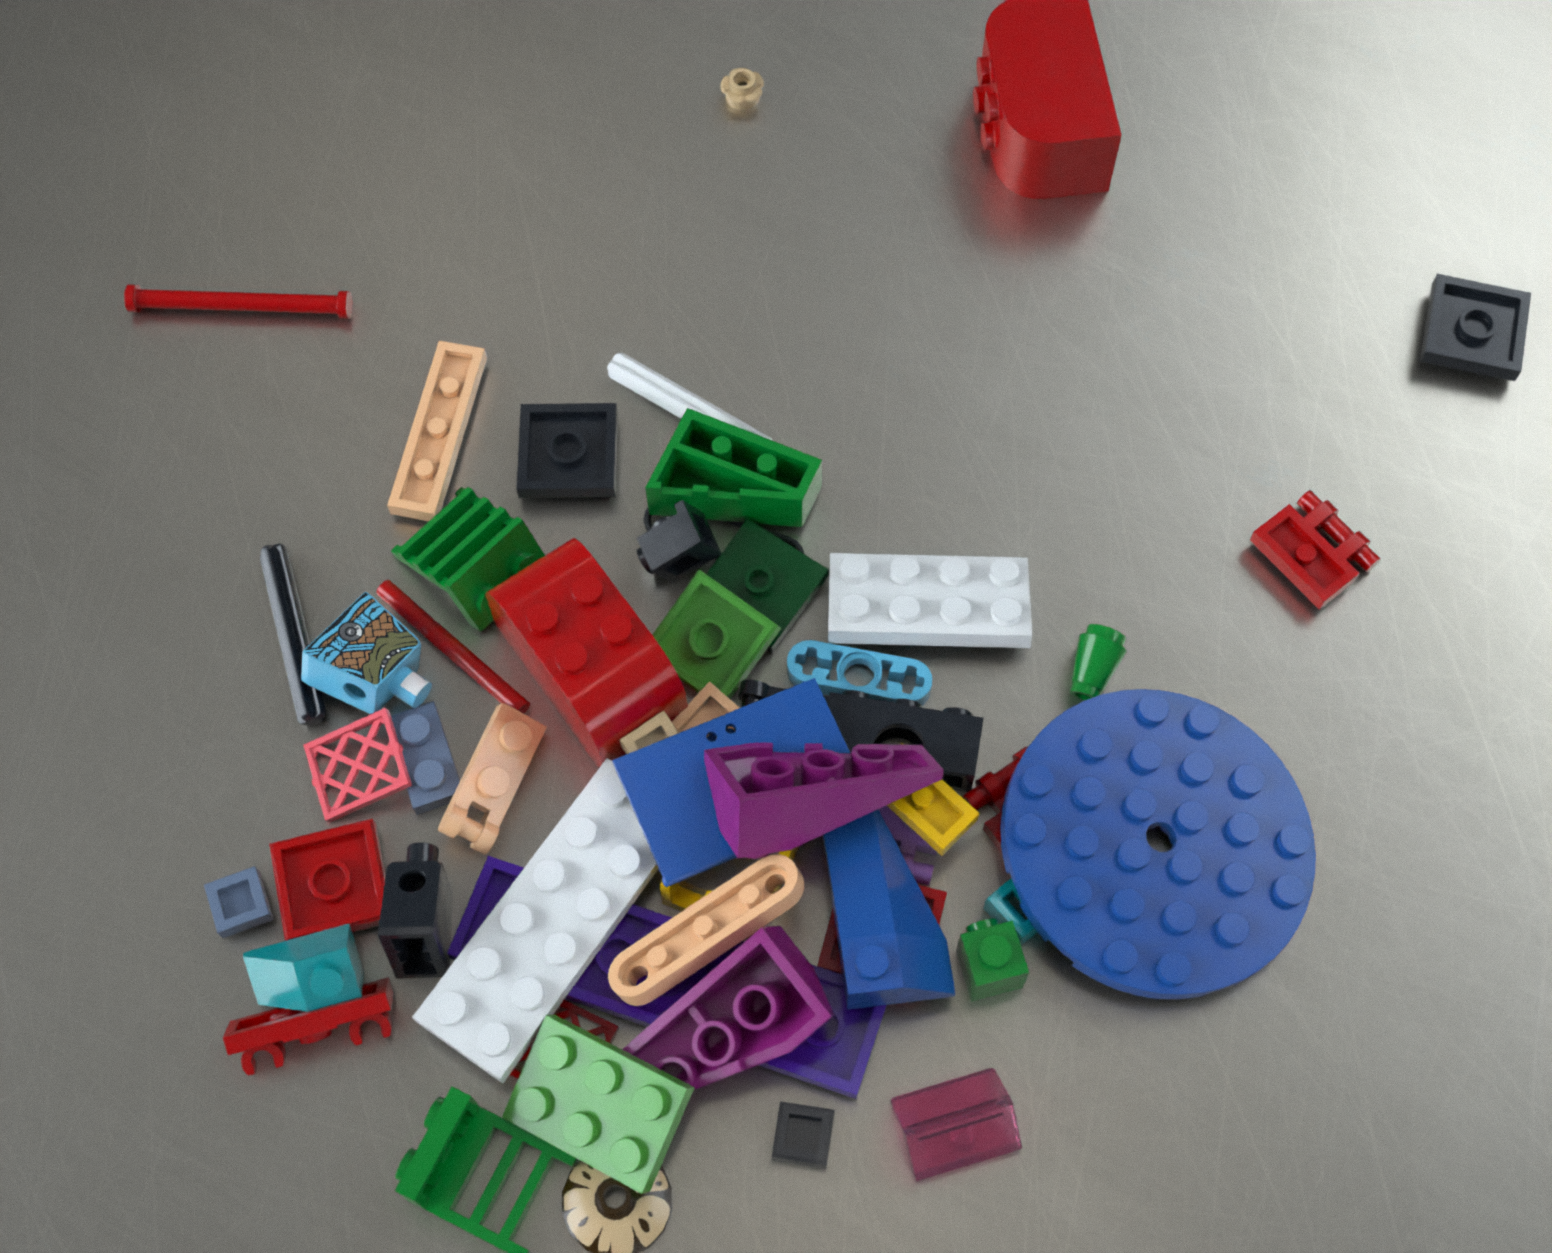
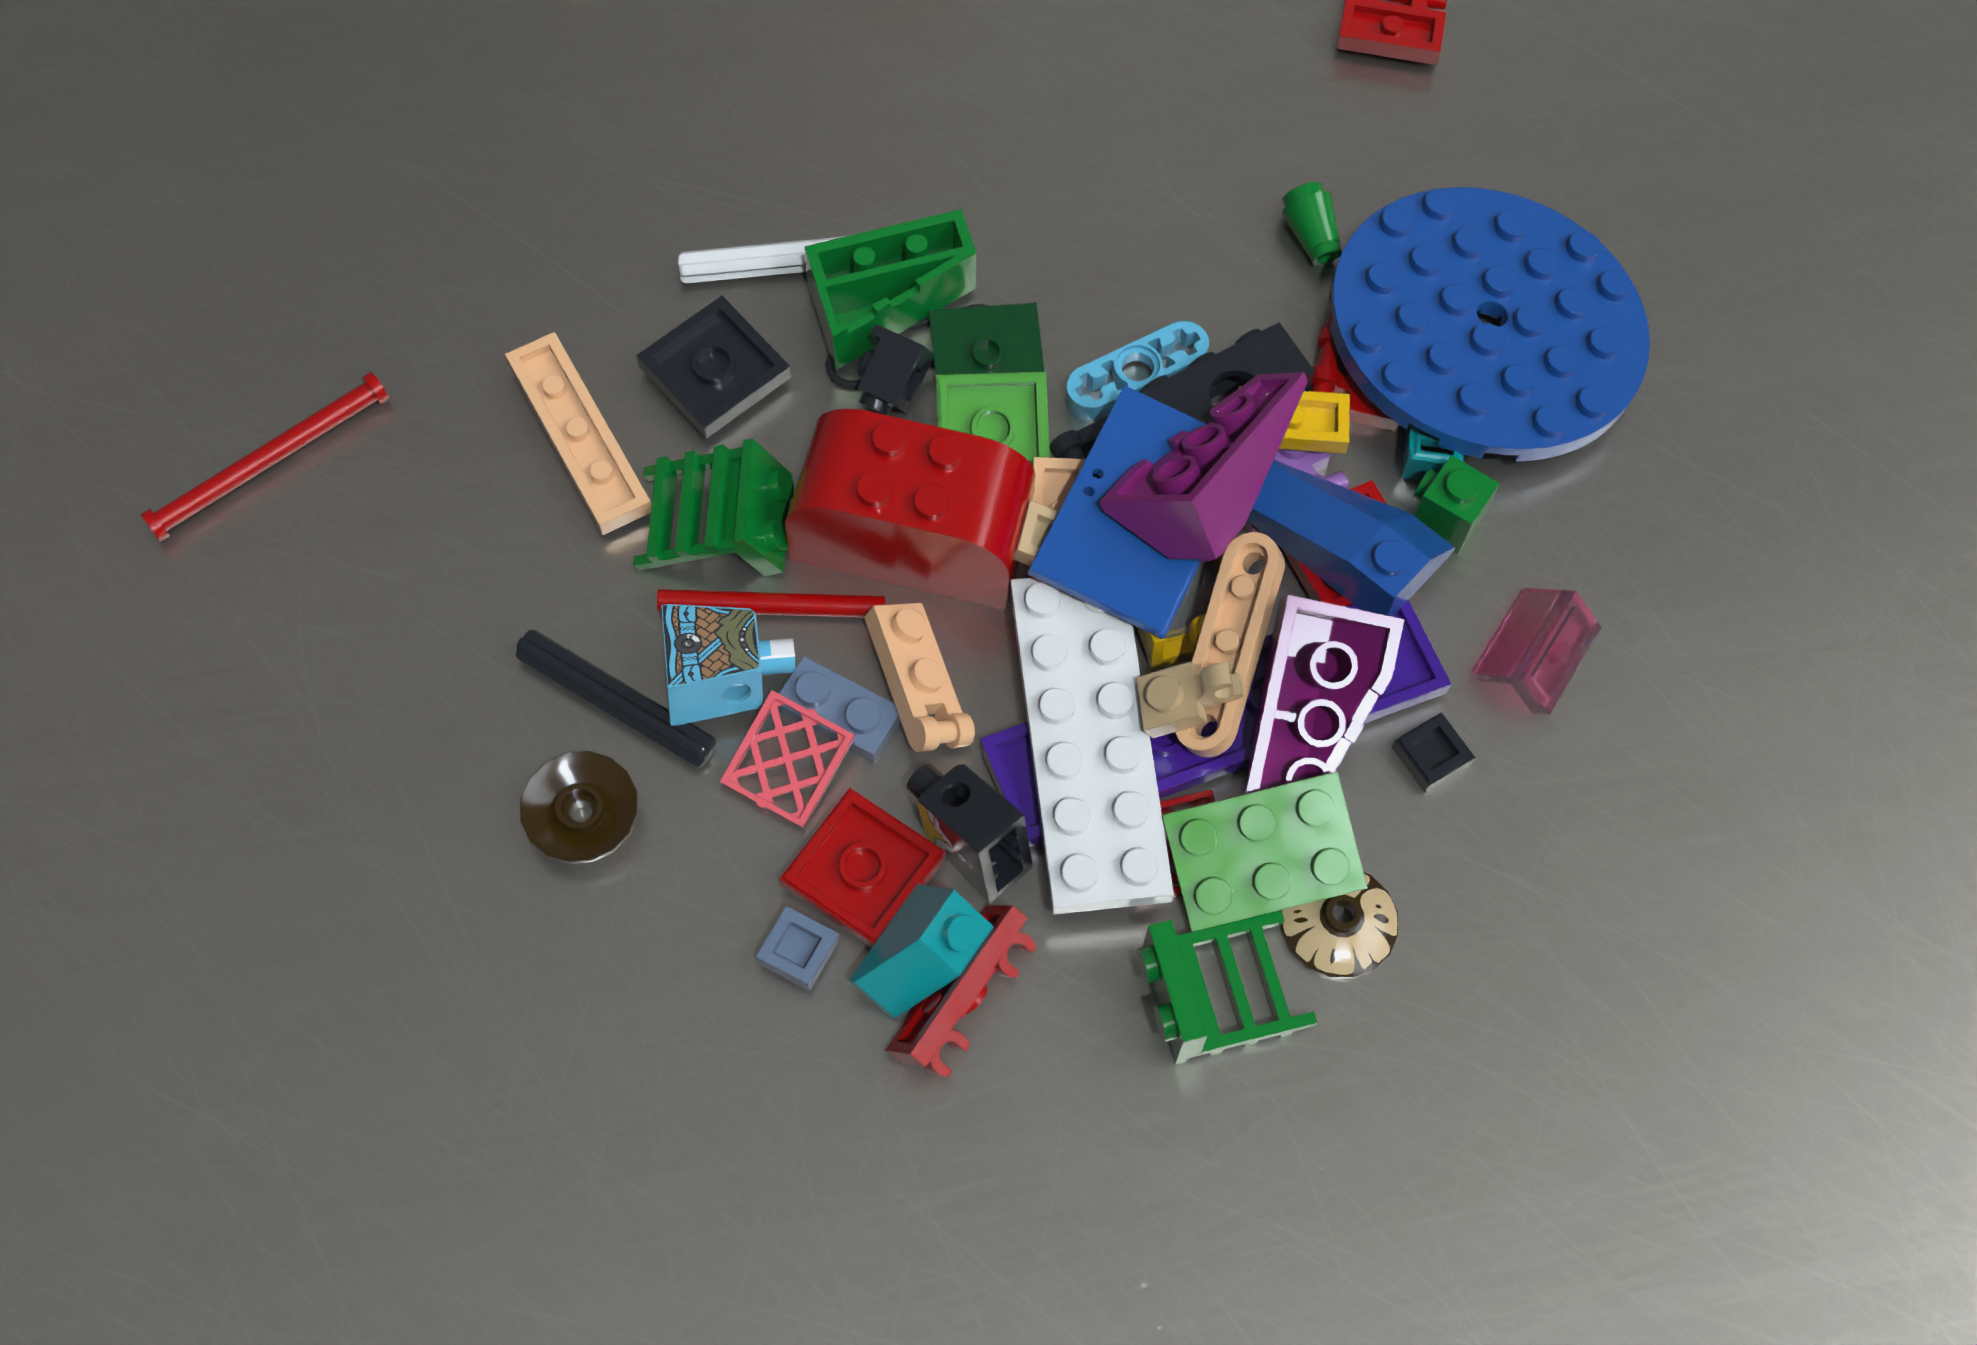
camera: 45 degrees left, 0 degrees up
(184, 674) = (573, 783): none -> dark brown dish
(632, 938) = (1178, 695): none -> tan plate
(929, 600) = (1138, 270): white plate -> none

